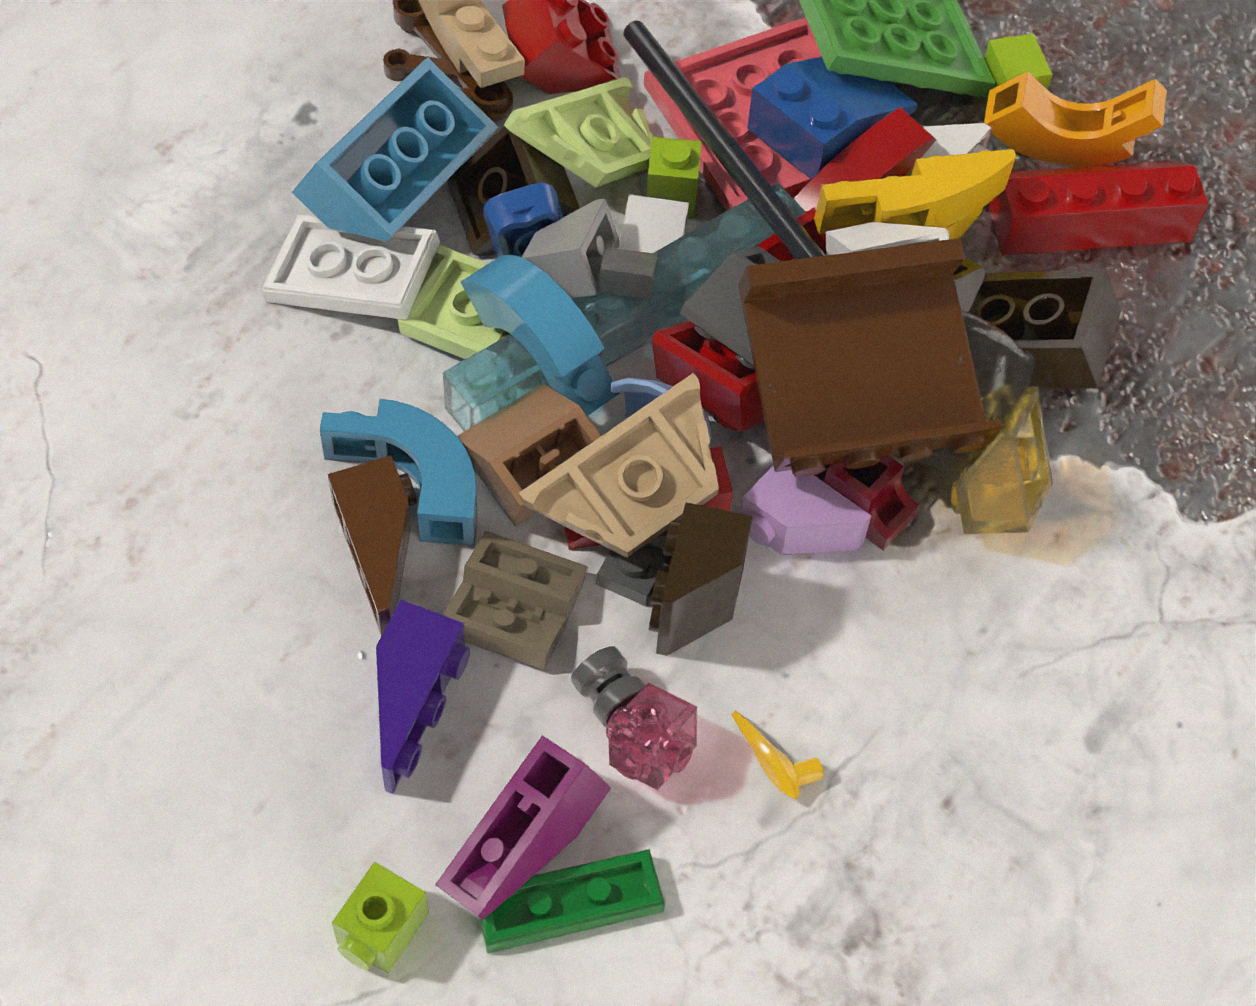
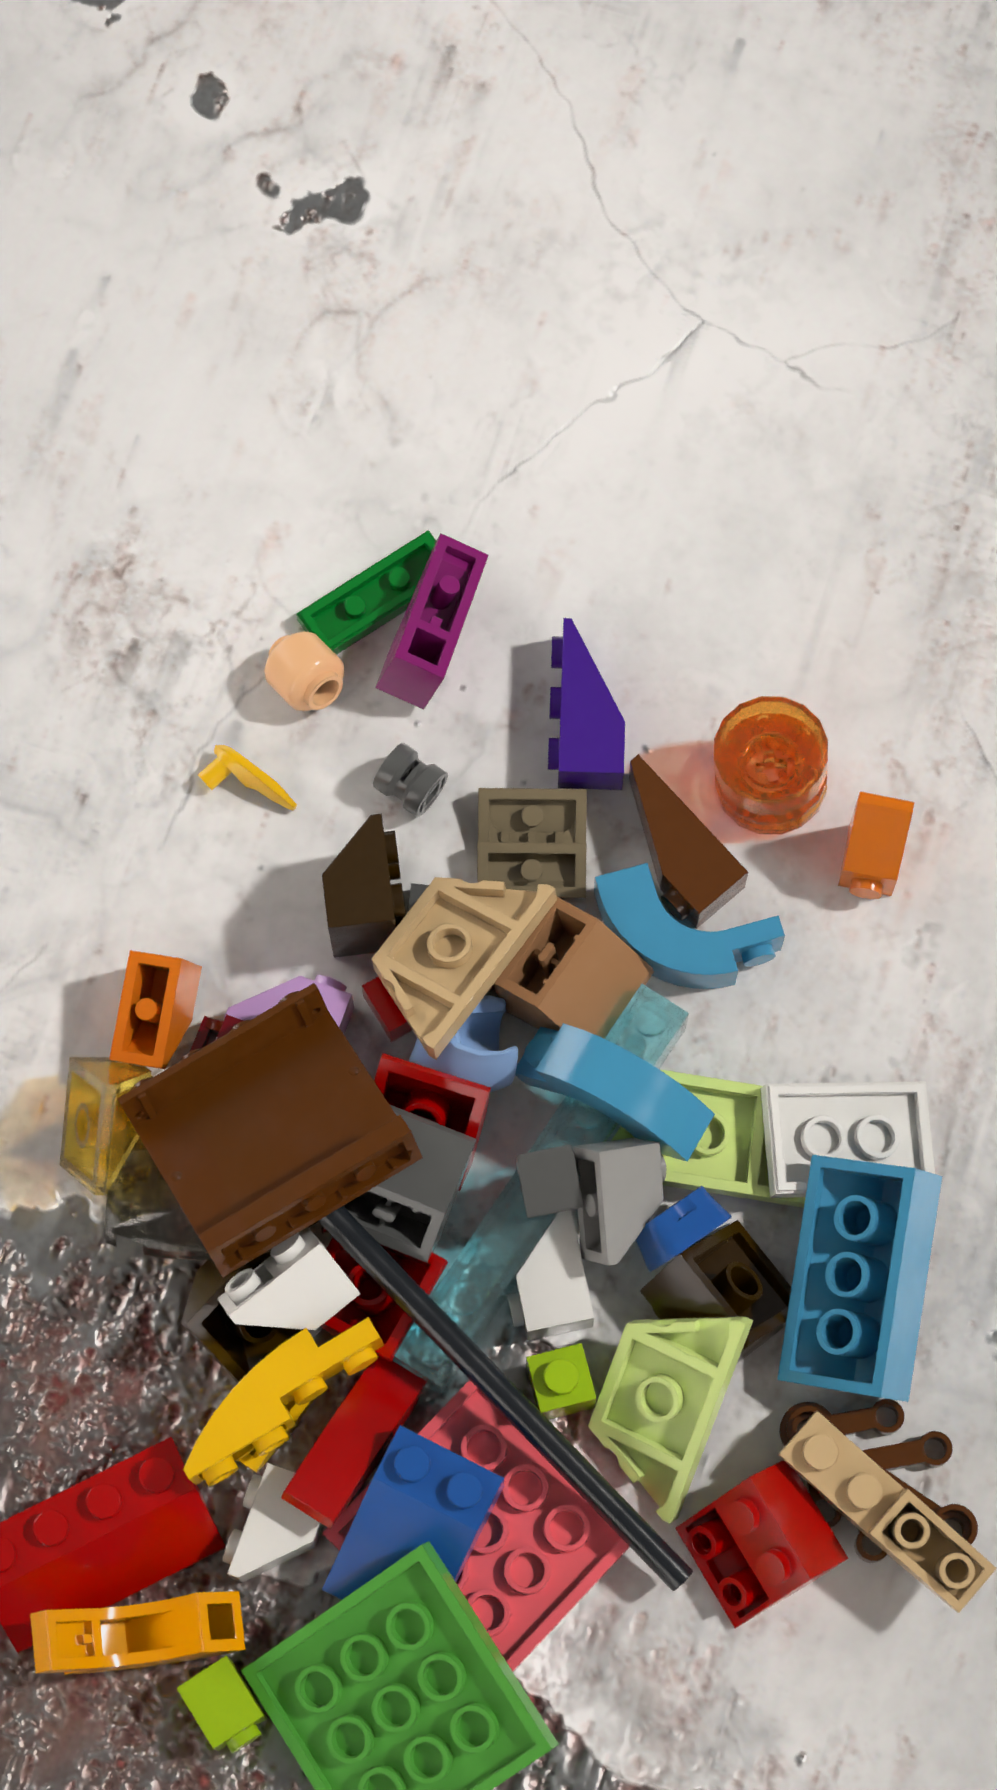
camera: 165 degrees right, 15 degrees up
(196, 466) = (875, 845): none -> orange slope
(249, 531) = (775, 736): none -> clear orange wheel
(379, 919) = (521, 515): lime brick -> none
(652, 736) = (344, 753): clear pink brick -> none
(679, 831) = (304, 671): none -> light nougat head
(933, 552) = (154, 1008): none -> orange slope
(1058, 318) = (116, 1334): dark brown slope -> none

